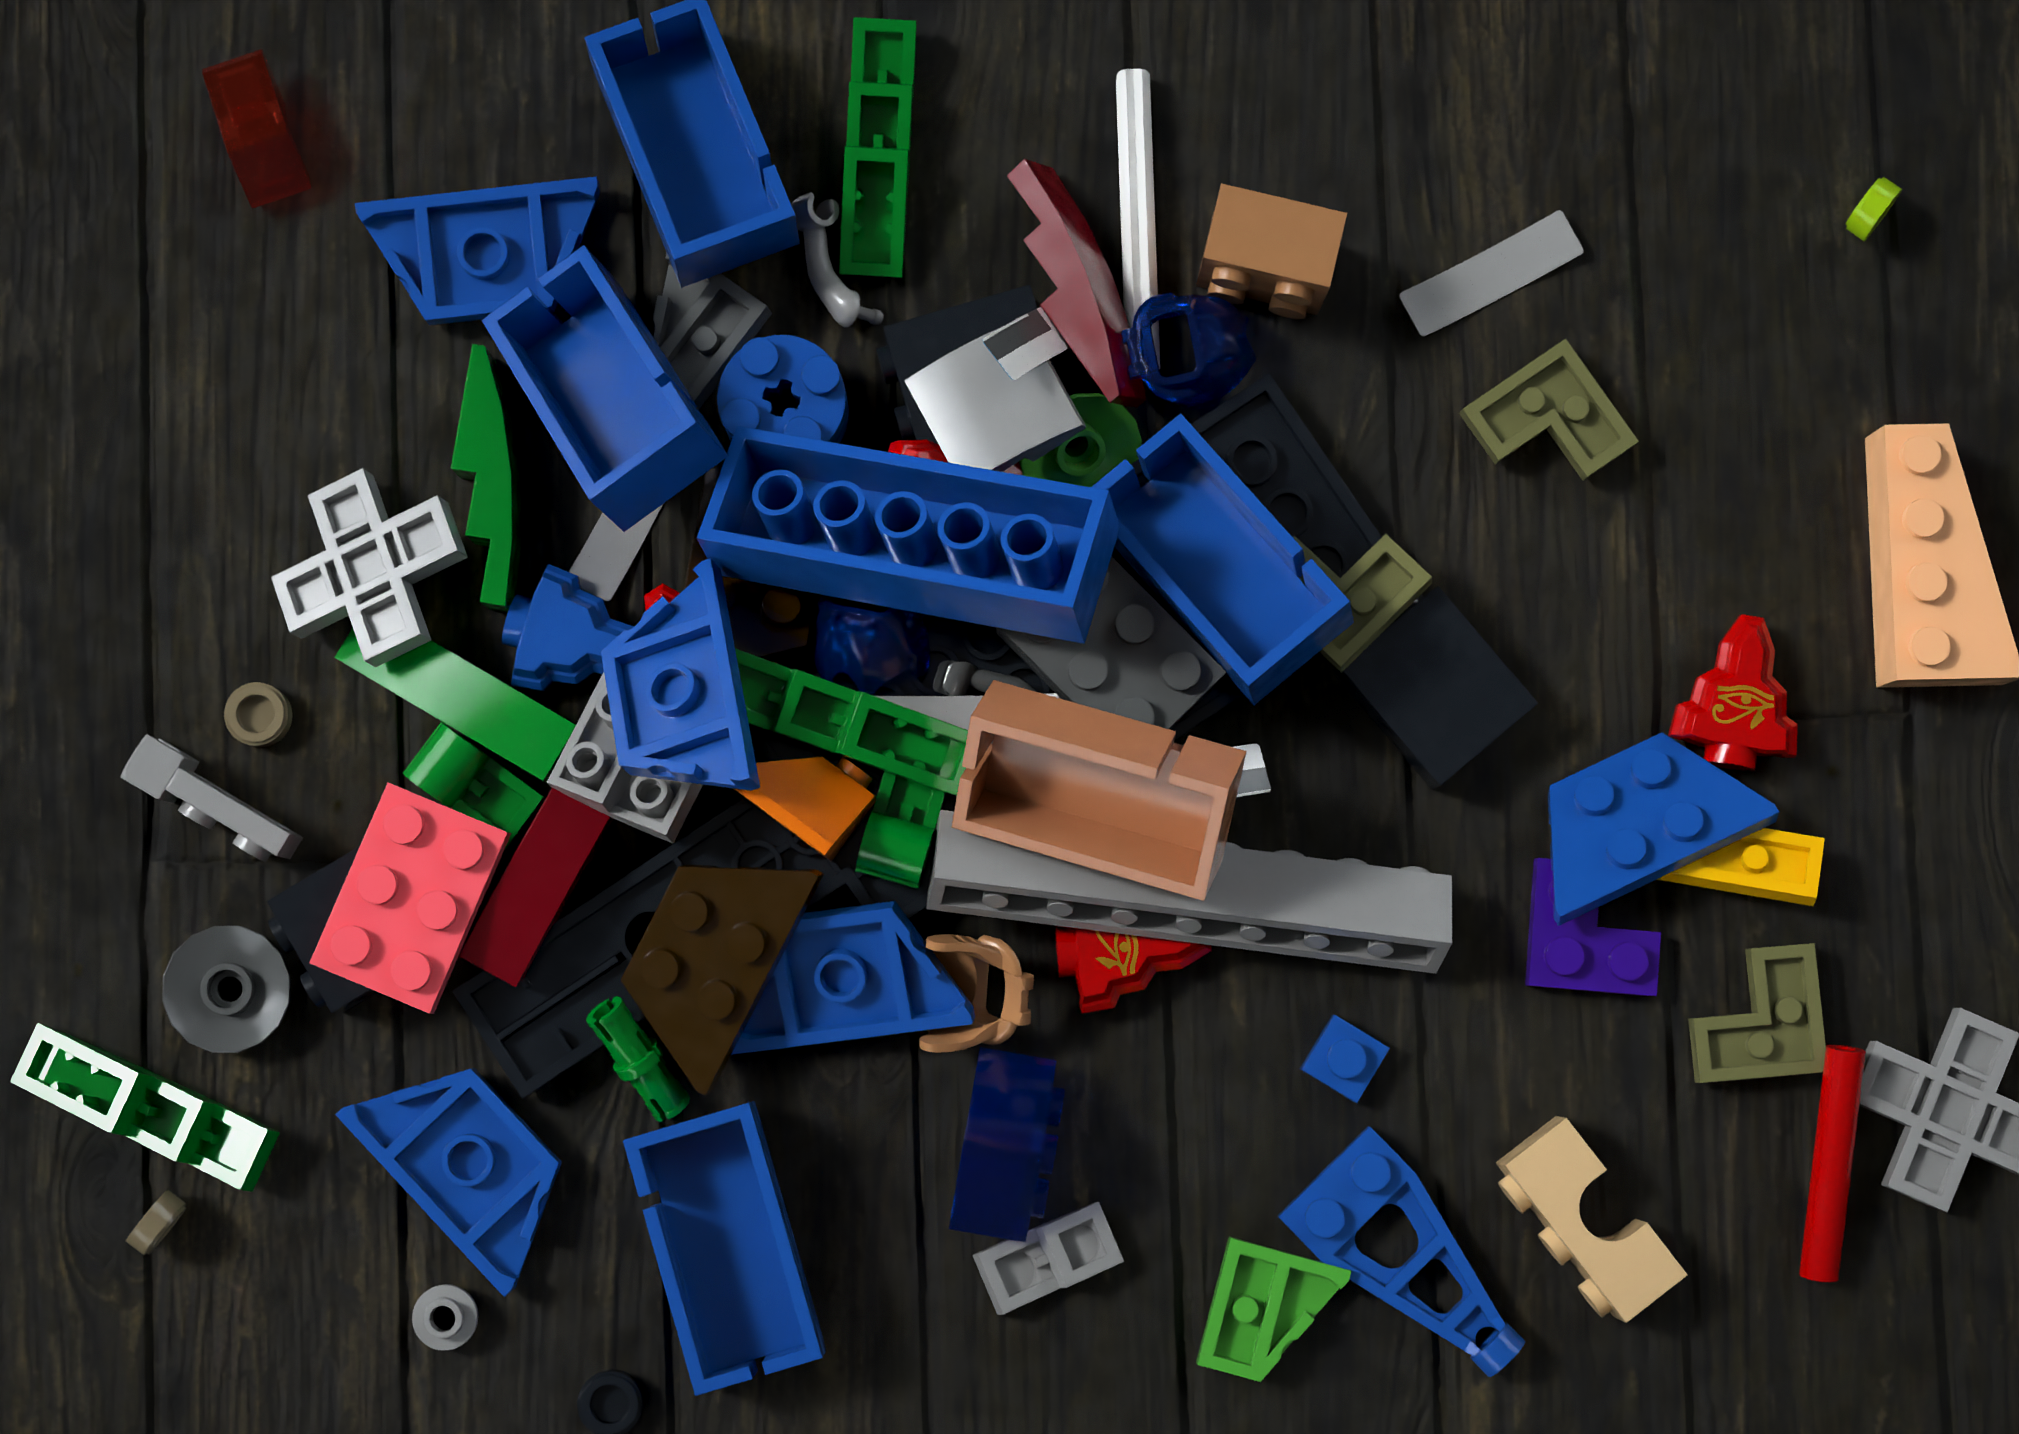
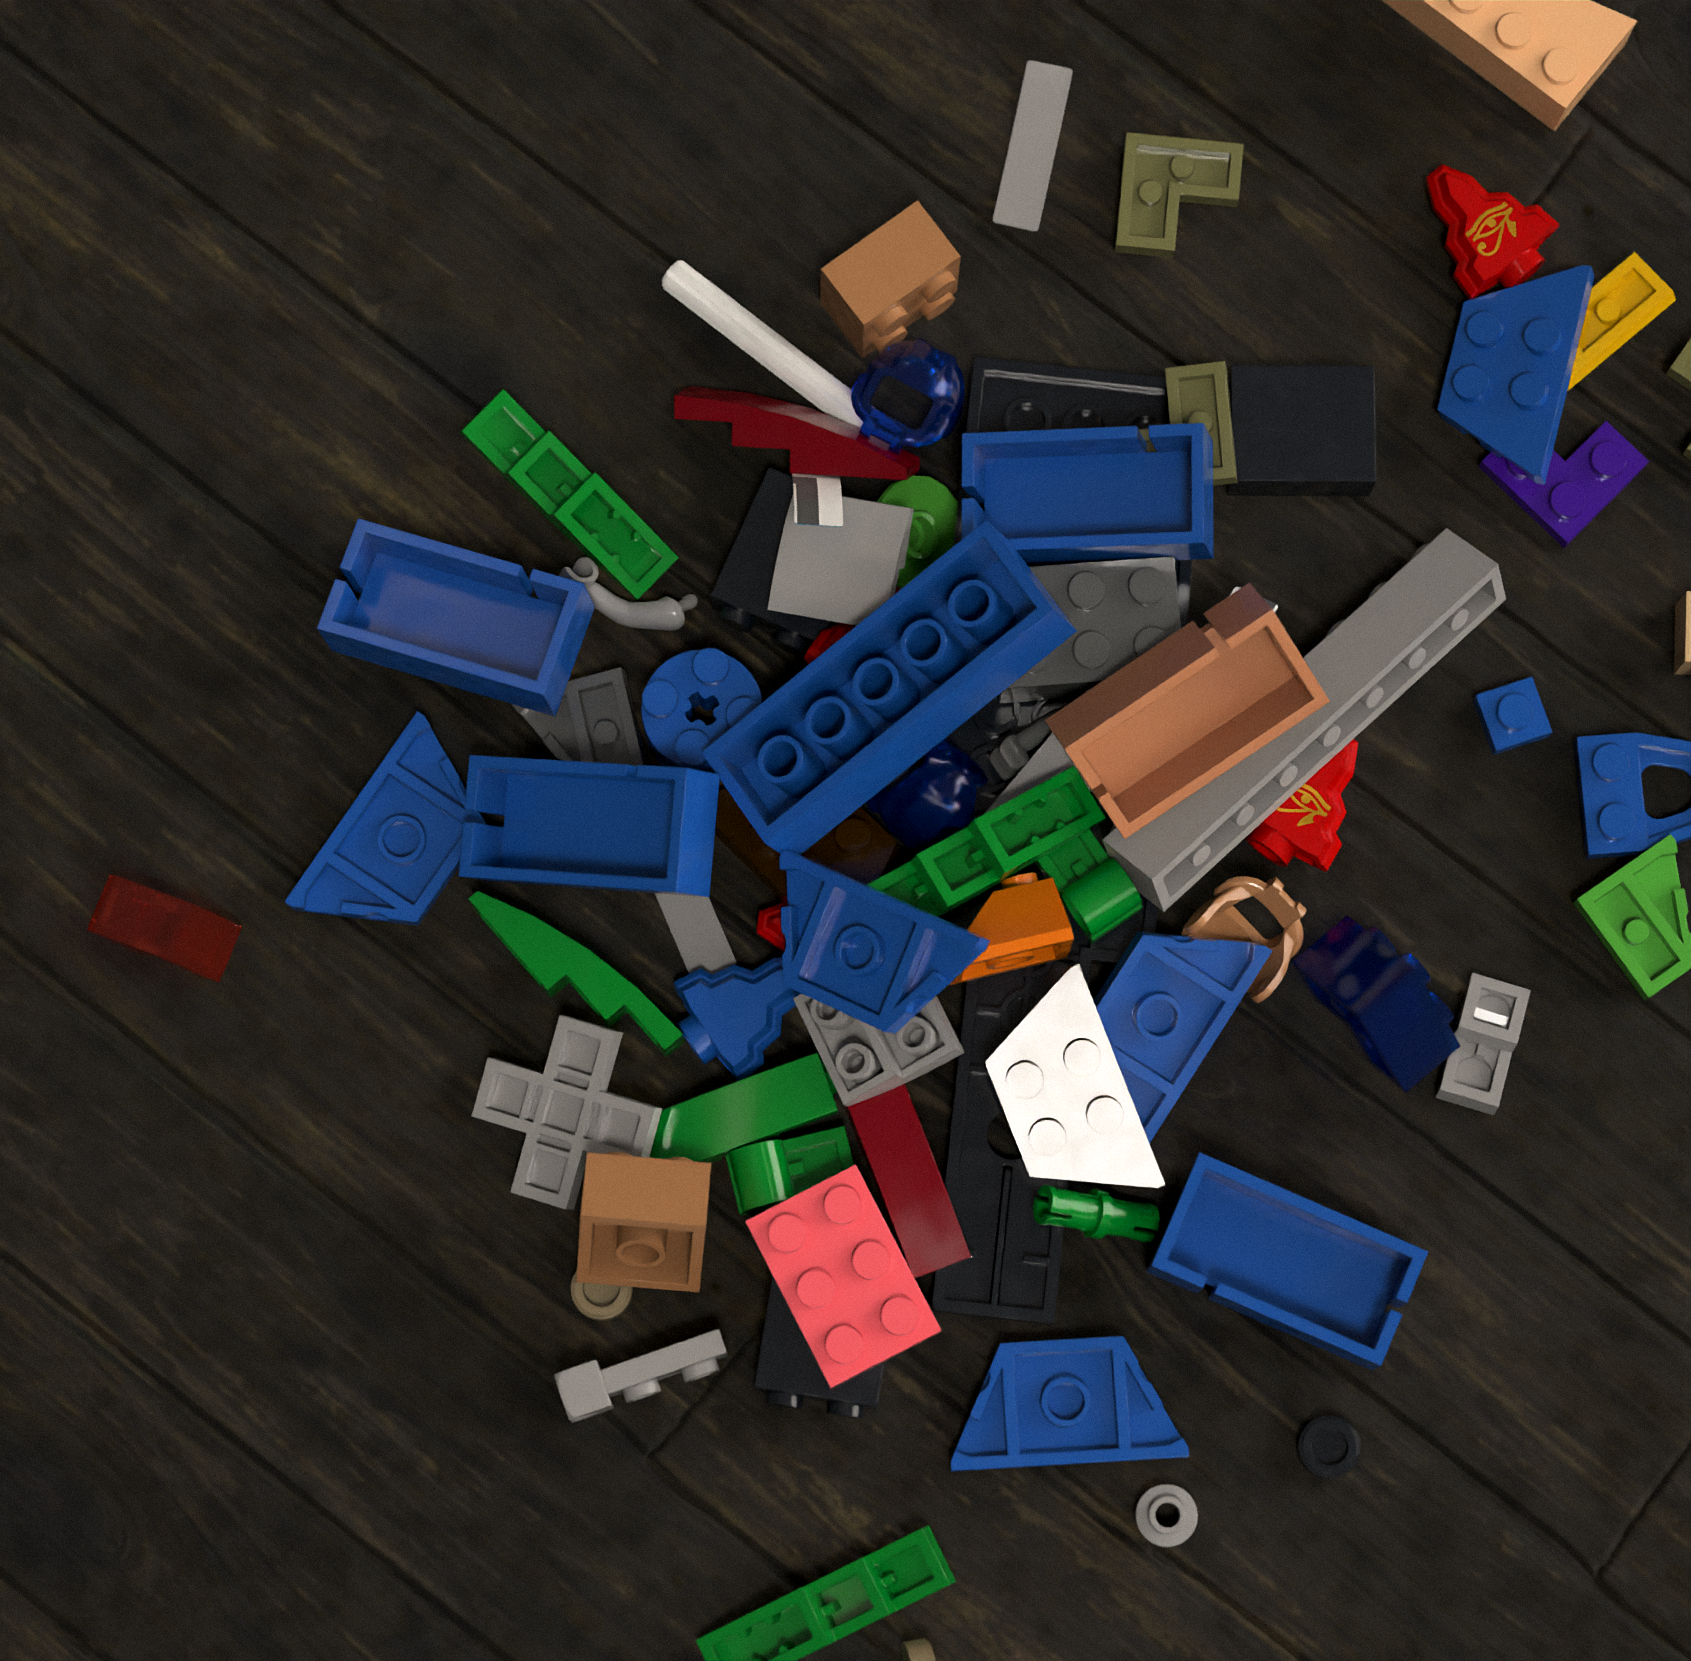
camera: 50 degrees left, 5 degrees down
(195, 984) = (797, 1442): dark grey dish -> none
(323, 700) = (643, 1221): none -> medium nougat brick

